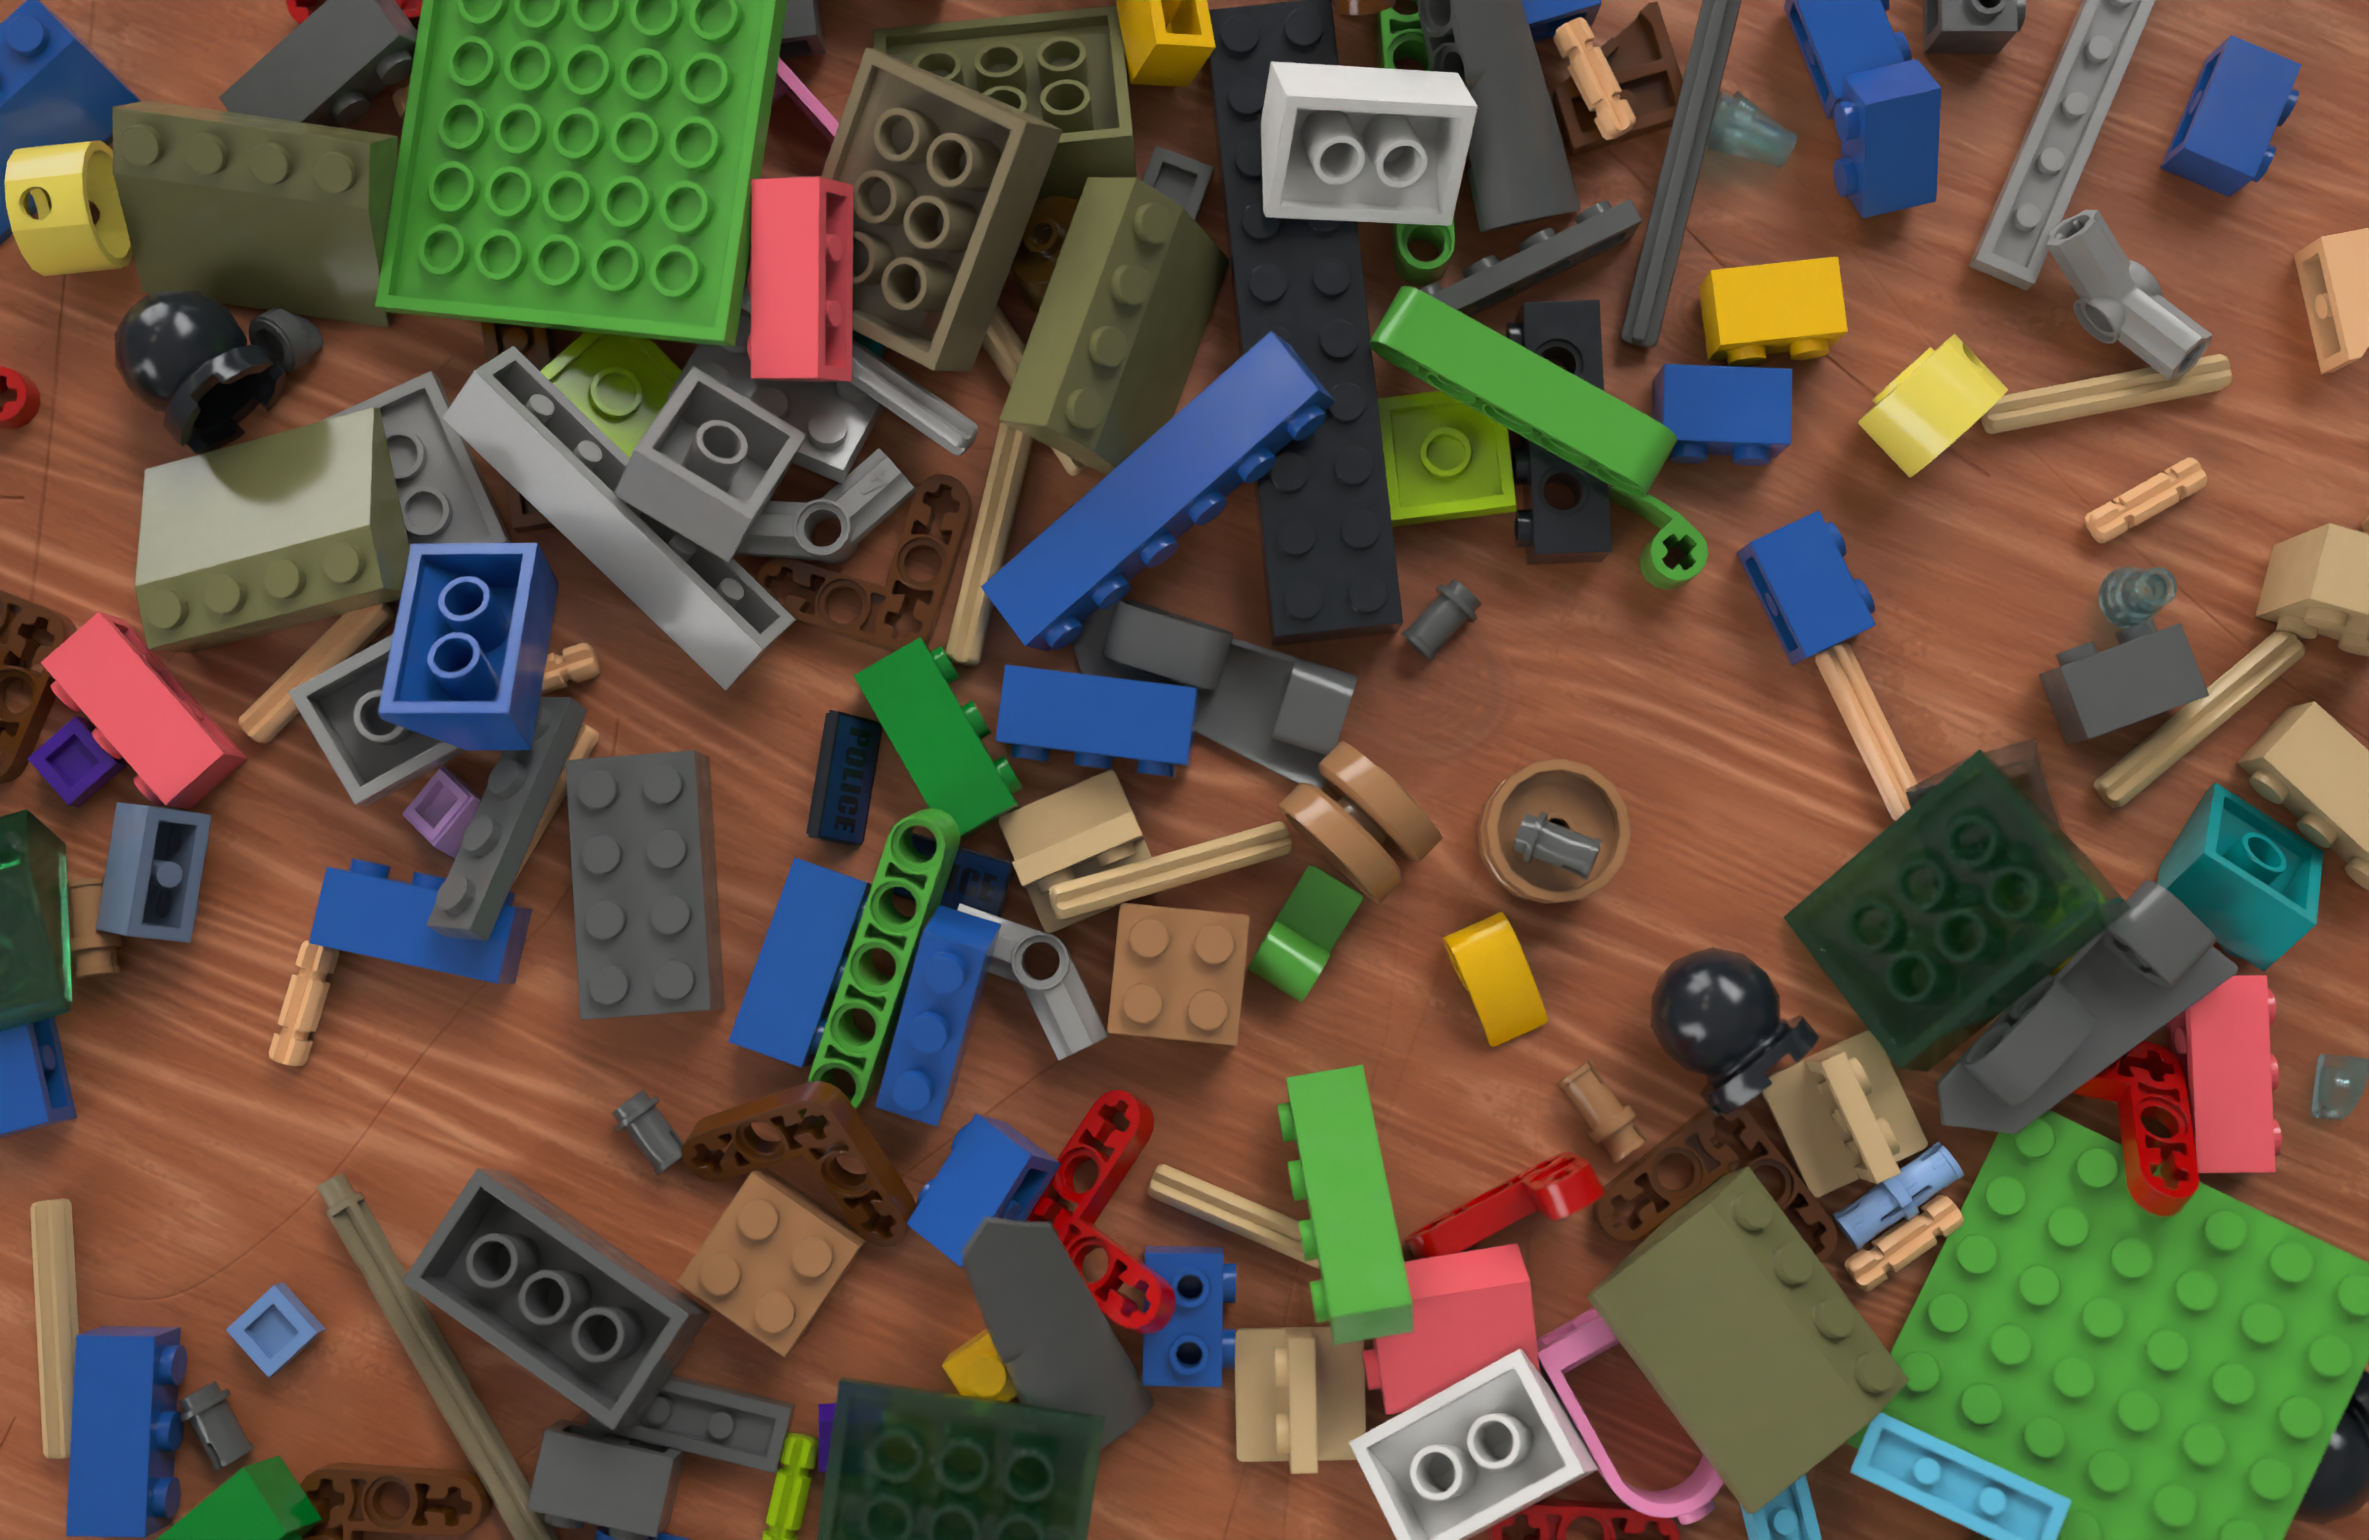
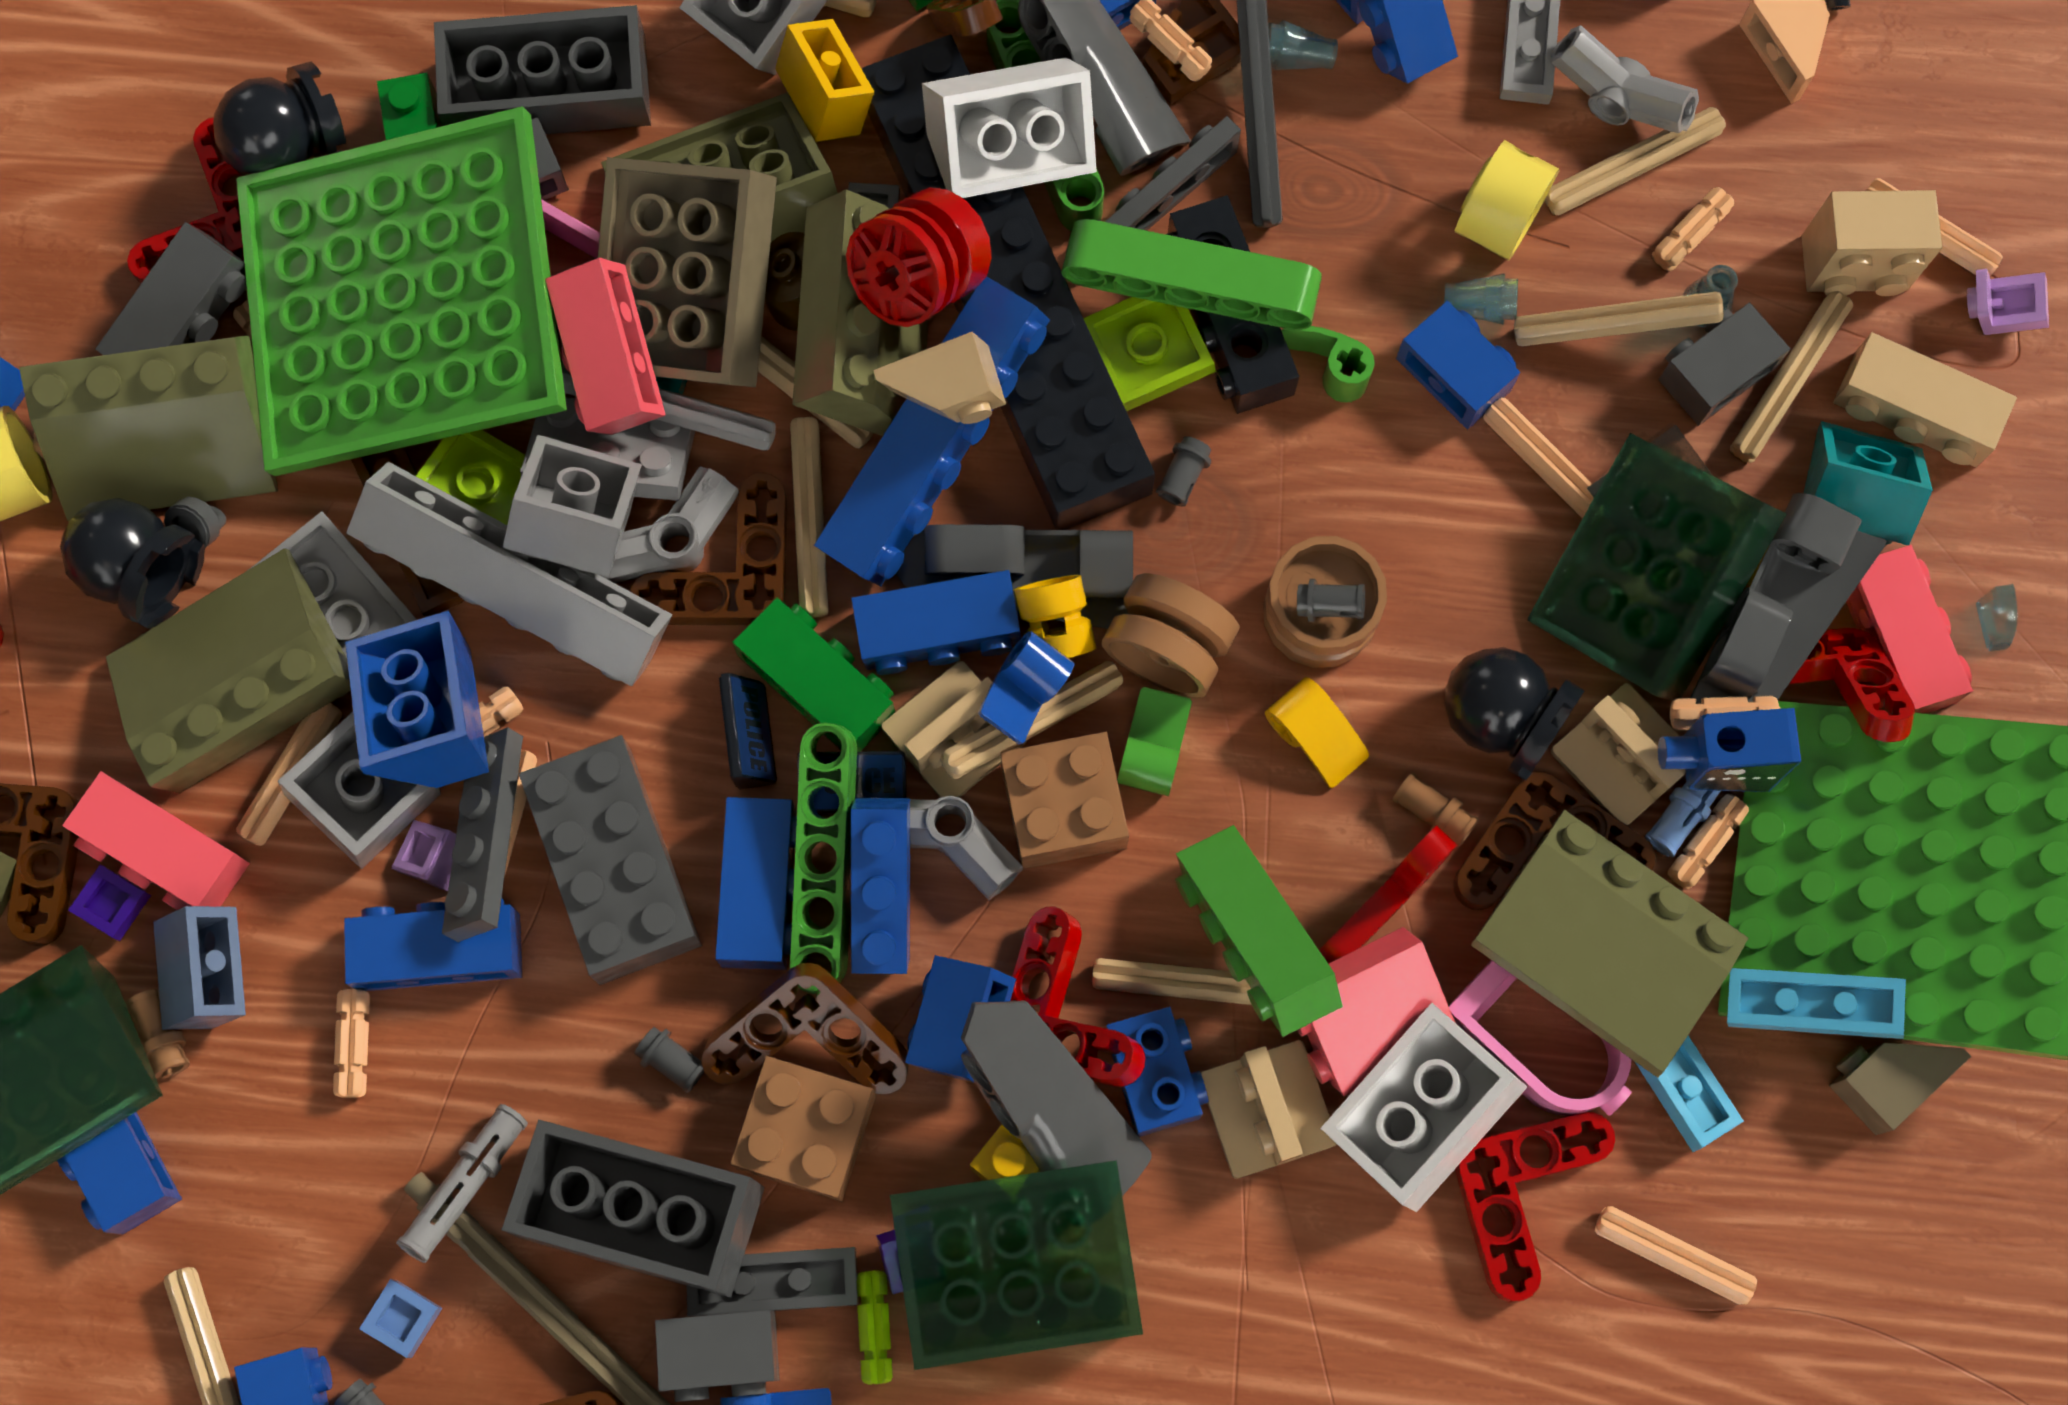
camera: 20 degrees left, 10 degrees down
(316, 1258) = (503, 1130): none -> light grey pin
(1173, 829) = (1024, 682): none -> blue panel
(1189, 451) = (948, 379): none -> tan slope
(1195, 292) = (918, 256): none -> red wheel
(1233, 751) = (1053, 600): none -> yellow wheel
(1724, 411) = (1352, 252): blue brick -> none
(1773, 310) = (1362, 168): yellow brick -> none
(1865, 514) = (1485, 298): none -> clear light blue cone
(1969, 1167) = (1735, 750): none -> blue torso
(1973, 1115) = (1686, 711): none -> light nougat axle
(2017, 592) = (1619, 319): none -> tan axle

